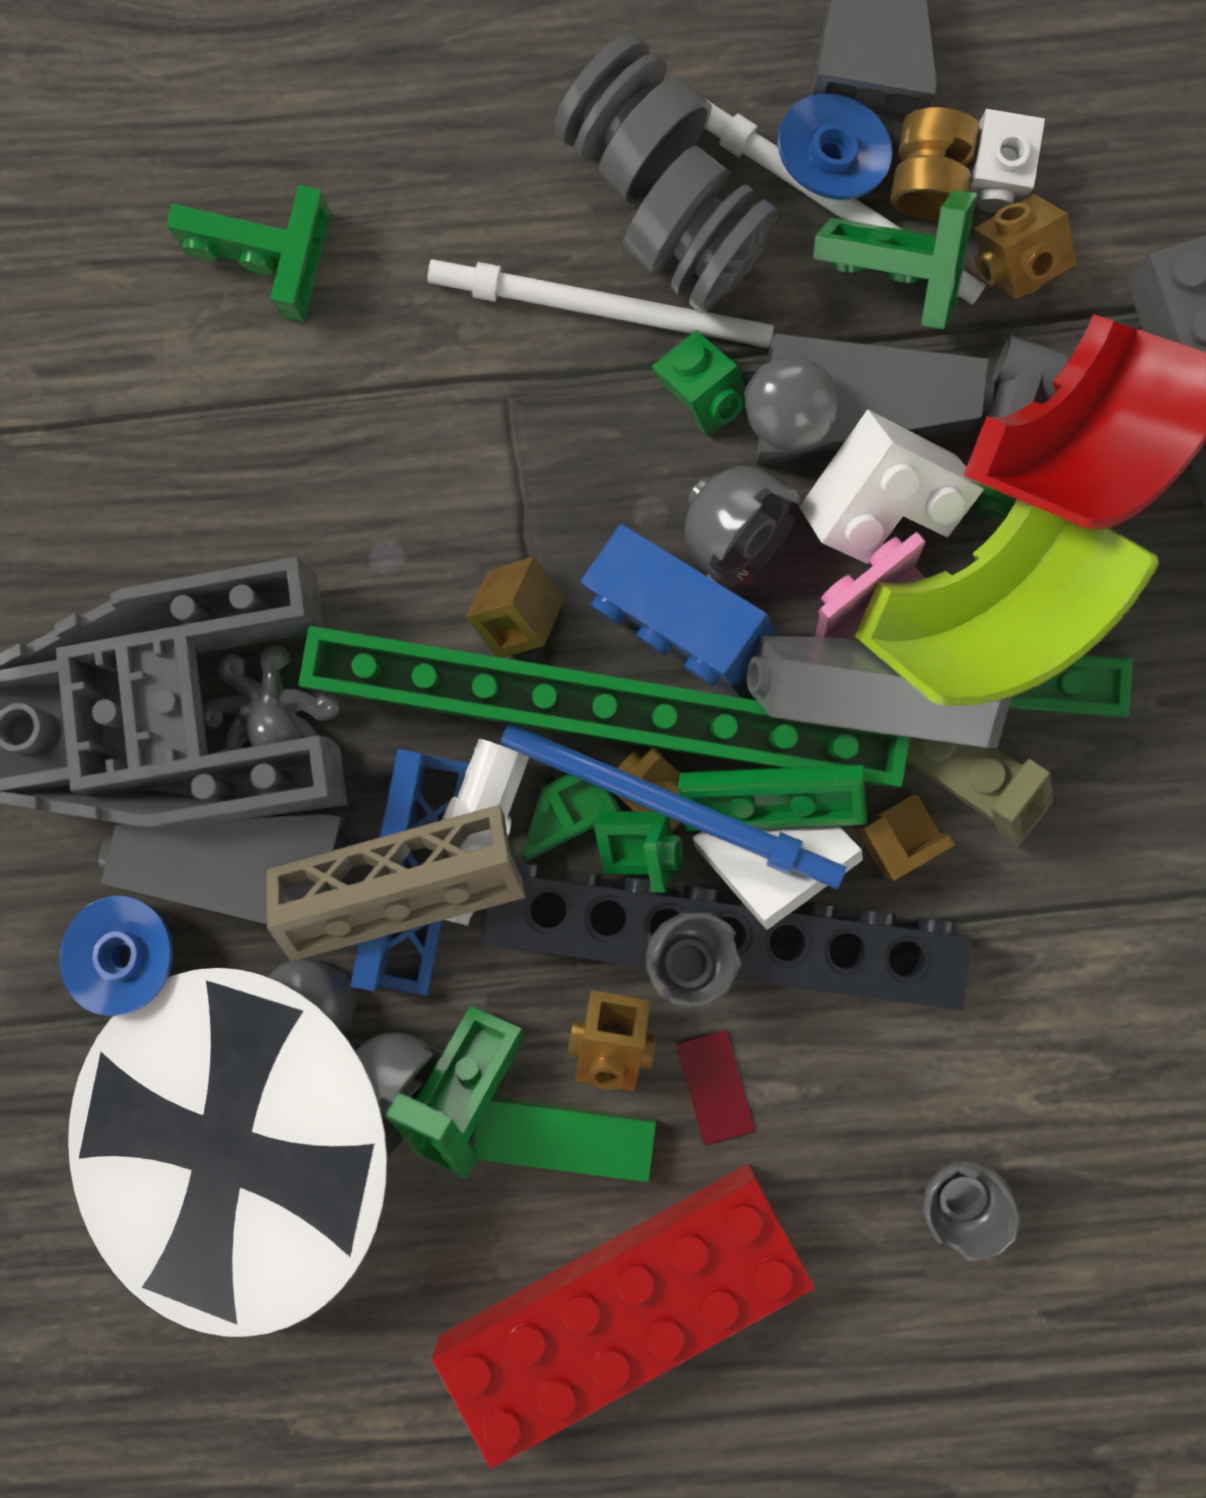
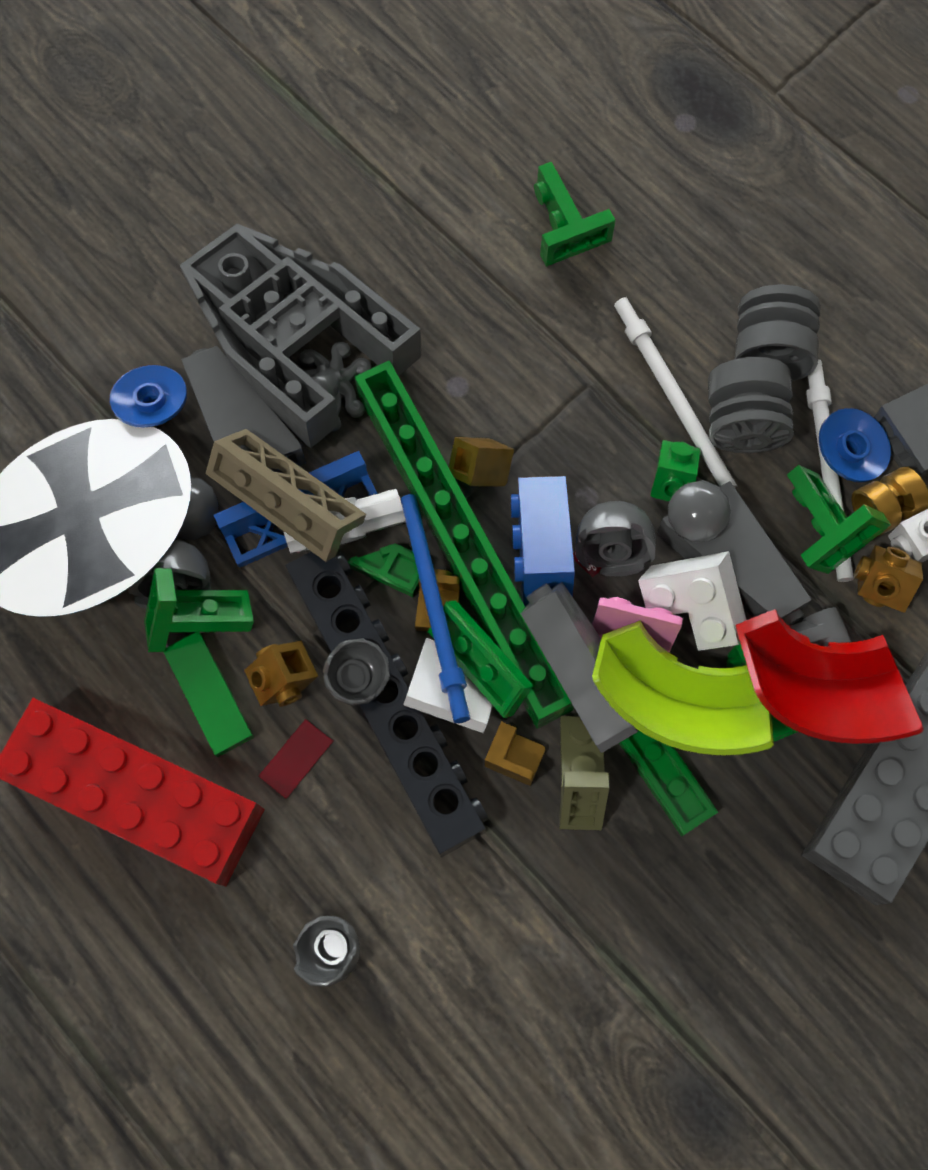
camera: 55 degrees right, 15 degrees down
(639, 846) = (400, 611): green bracket -> none

